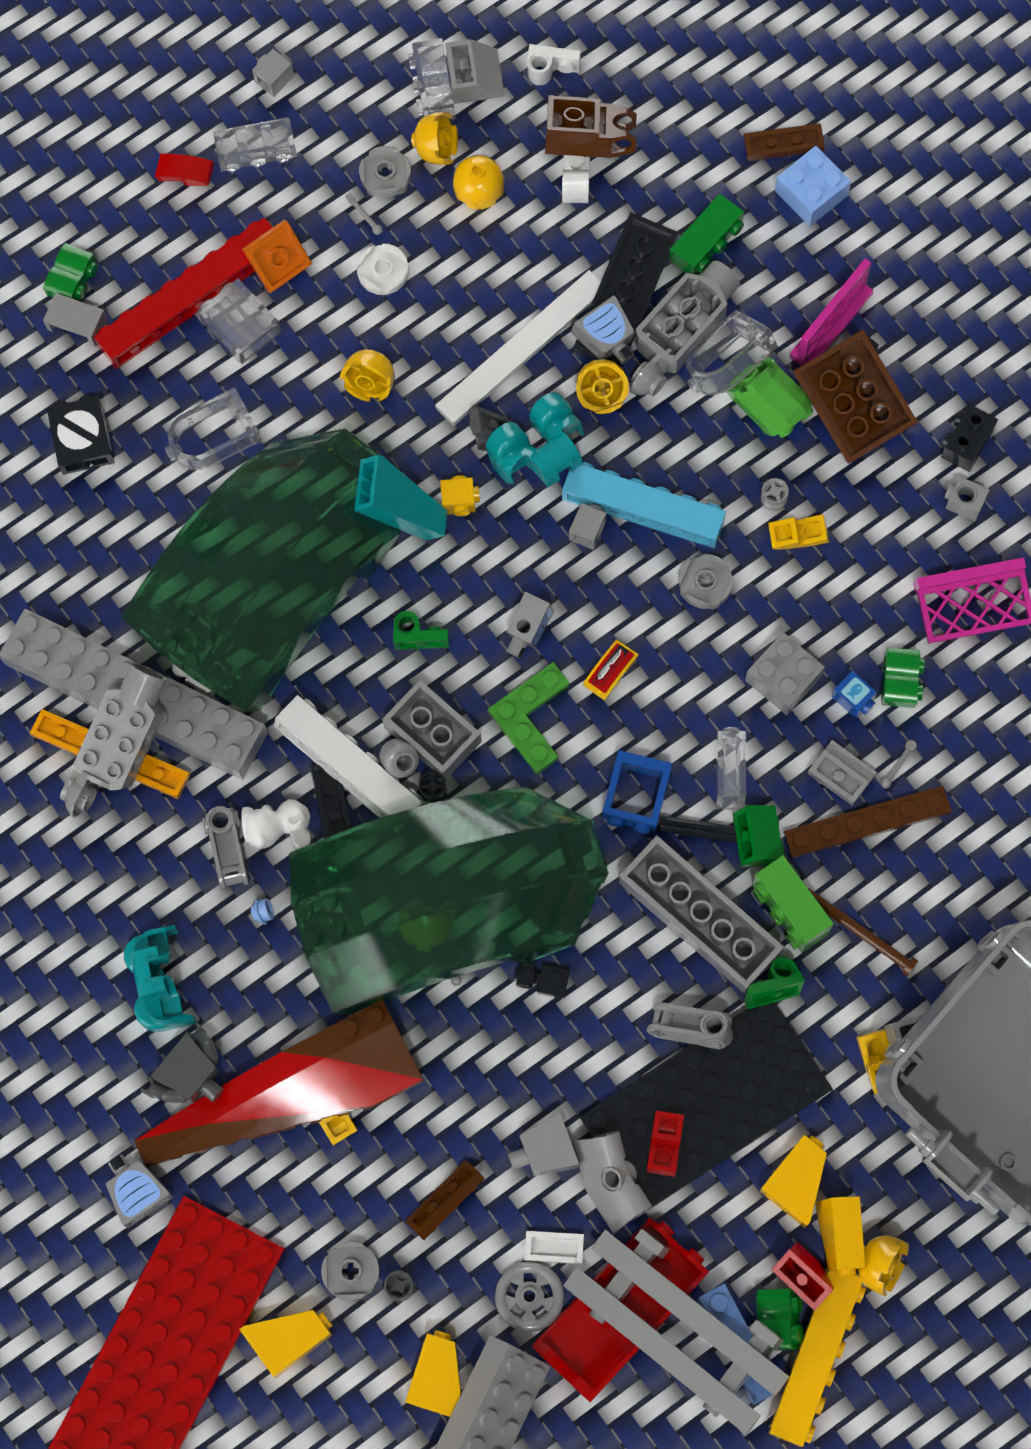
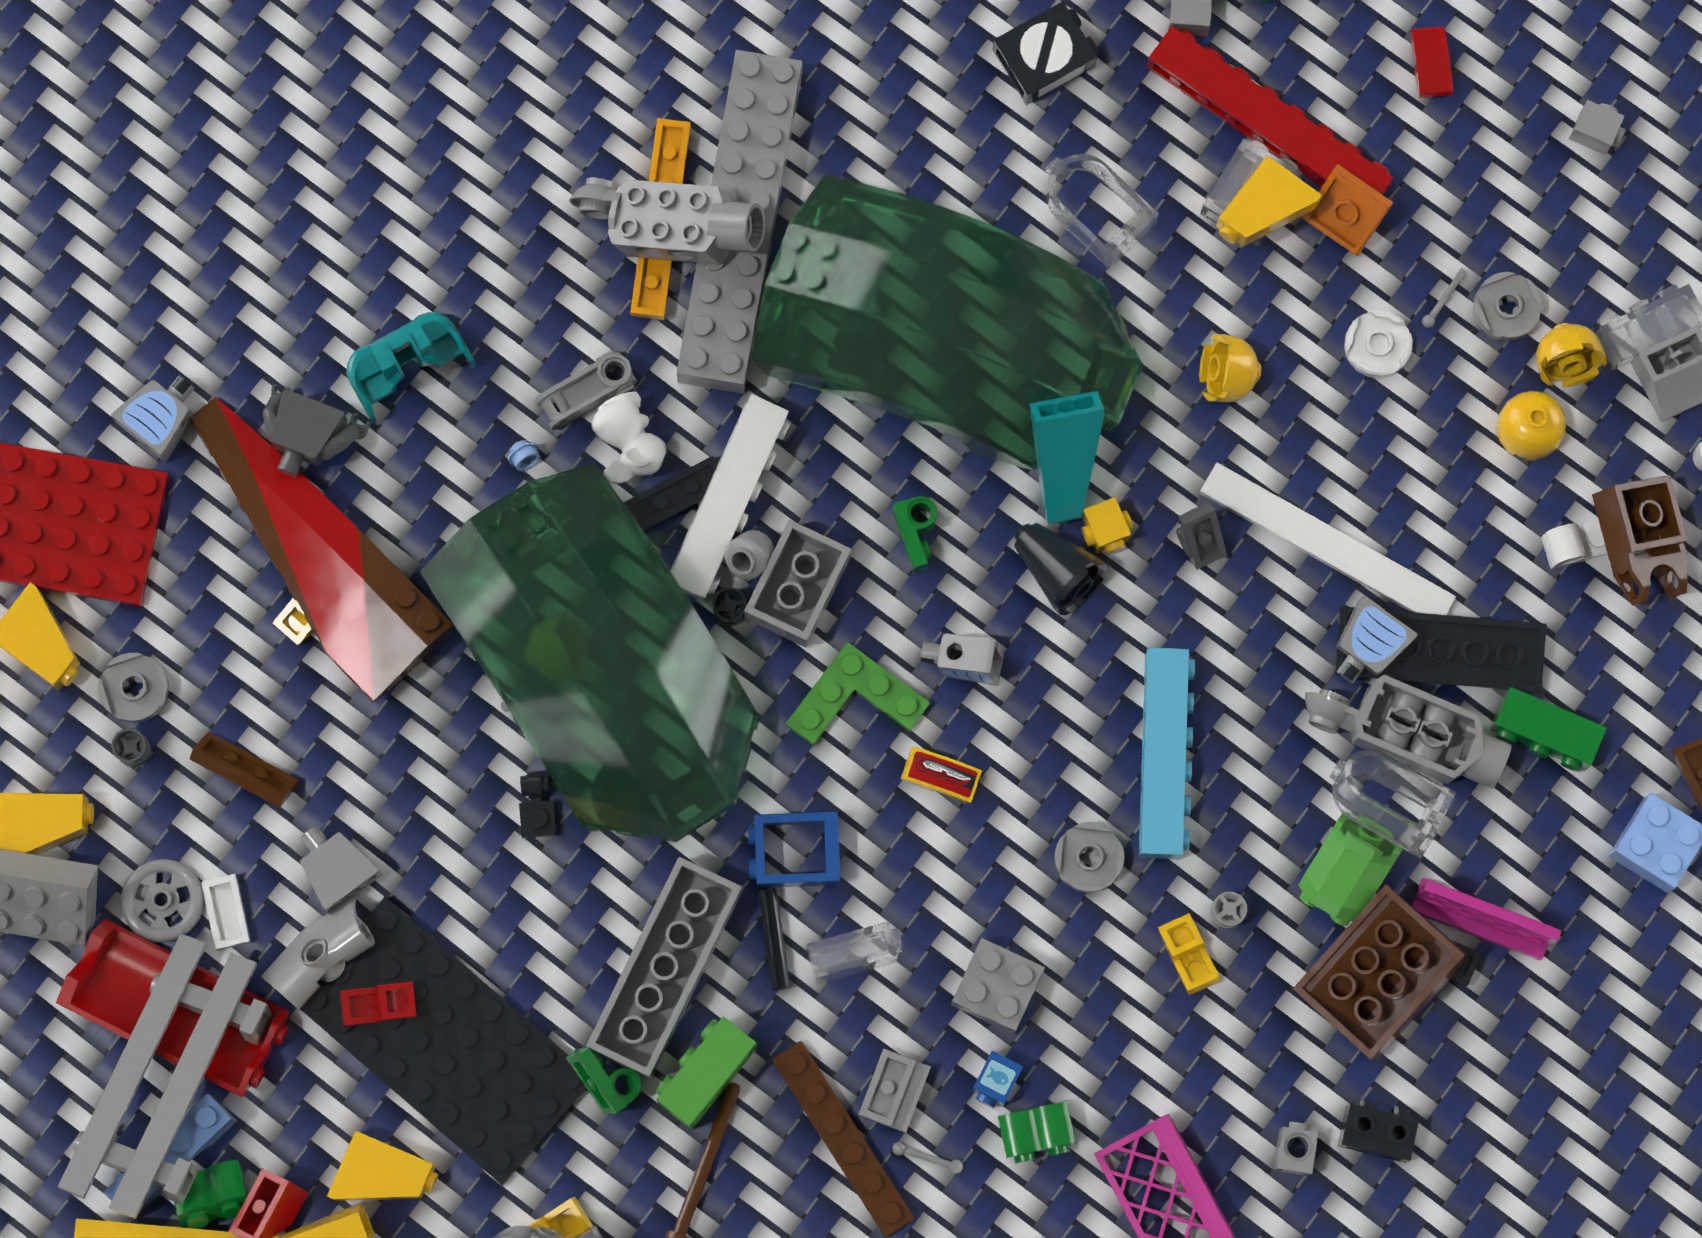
camera: 65 degrees right, 5 degrees up
(253, 306) = (1266, 203): none -> yellow slope
(255, 144) = (1491, 136): clear brick -> none
(478, 538) = (1059, 567): none -> black cone
(553, 420) = (1233, 610): teal piece -> none
(587, 525) = (1116, 693): light grey brick -> none
(602, 386) = (1299, 655): yellow cylinder -> none
(691, 1025) = (526, 996): light grey piece -> none
(758, 835) = (782, 1010): green brick -> none

